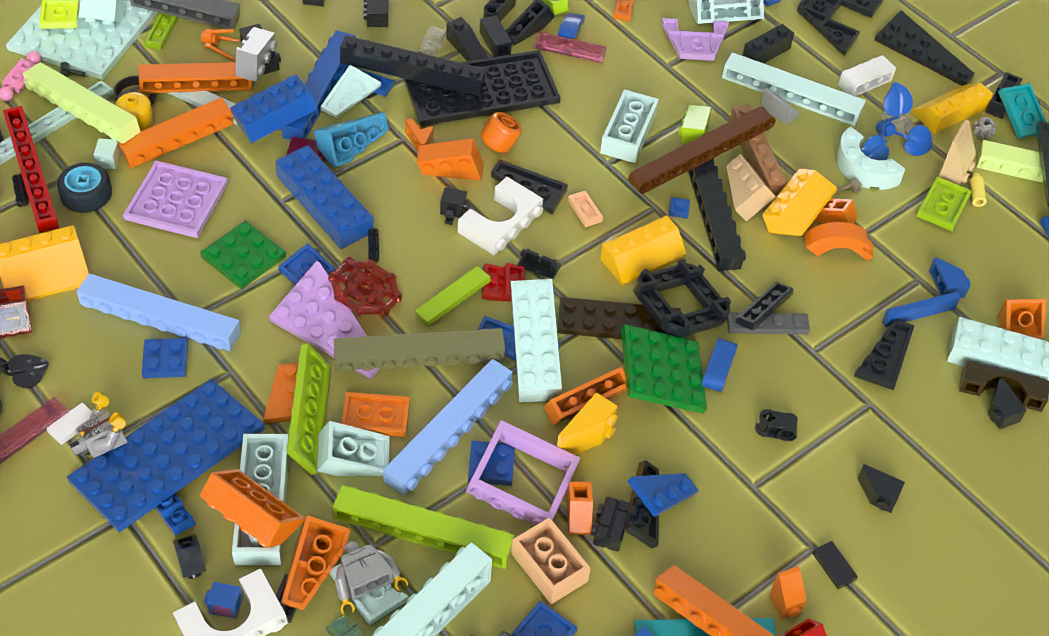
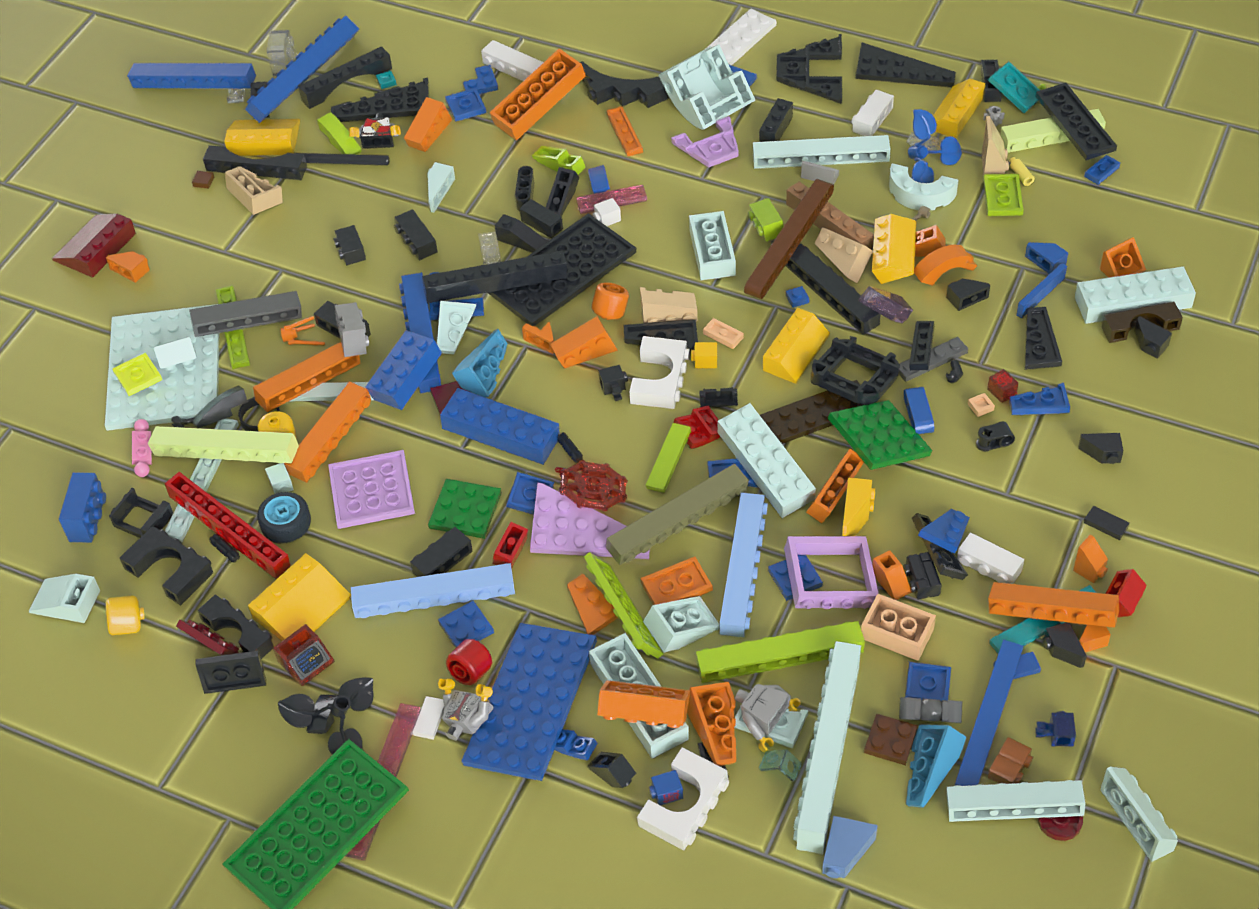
camera: 20 degrees left, 0 degrees up
(105, 71) = (220, 407): none -> slope
(138, 390) = (469, 662): none -> red head
(190, 284) = (442, 554): none -> black brick
(251, 305) = (510, 545): none -> red brick
(549, 161) = (665, 307): none -> tan wedge
(554, 220) = (705, 355): none -> yellow brick
(556, 57) = (607, 212): none -> white brick
(689, 542) = (990, 559): none -> white brick
(753, 250) = (887, 304): none -> slope
(783, 347) = (956, 372): none -> black arm
(785, 388) = (981, 405): none -> light nougat plate
(819, 381) = (1002, 385): none -> clear red brick
(844, 277) = (967, 293): none -> black slope
(849, 416) = (1044, 402): none -> blue wing

